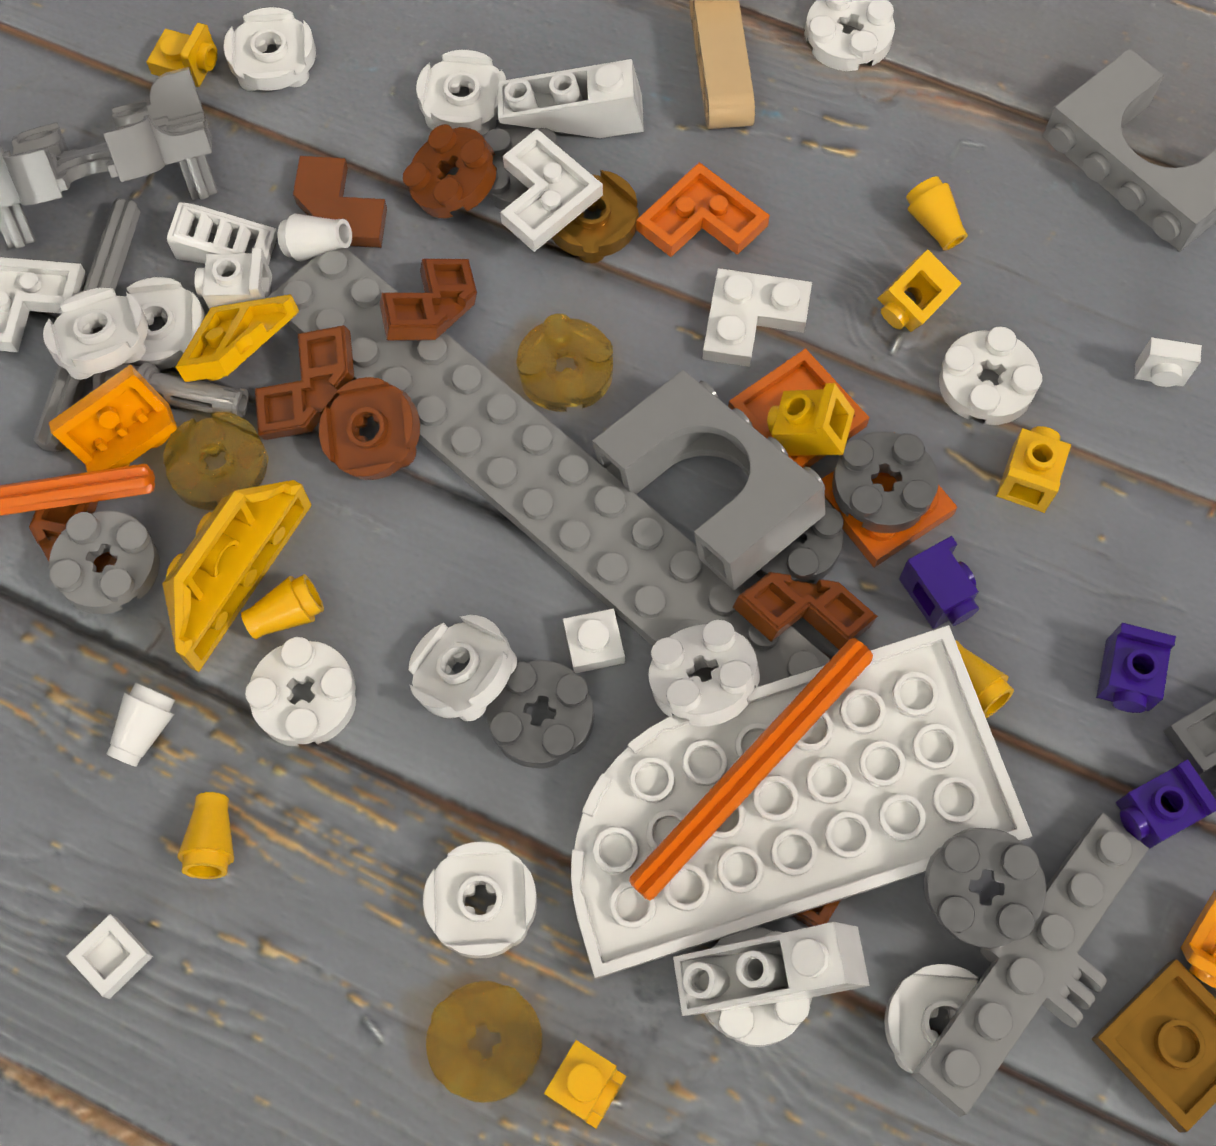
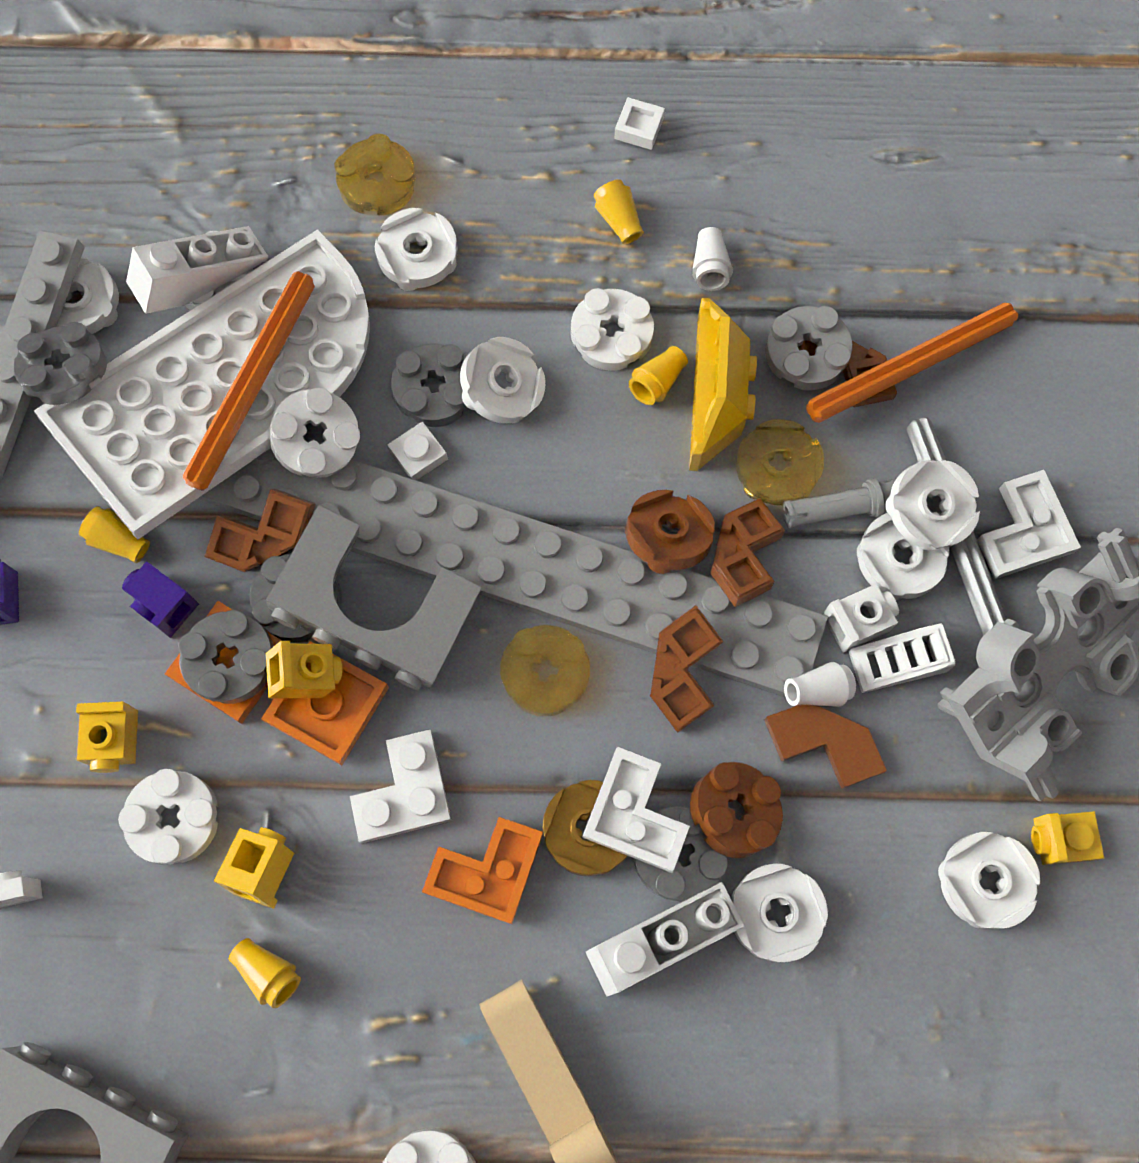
camera: 155 degrees right, 5 degrees up
(115, 422) = (867, 445): light orange bracket -> none
(232, 335) = (828, 559): yellow wing -> none
(585, 1084) = (298, 169): yellow brick -> none

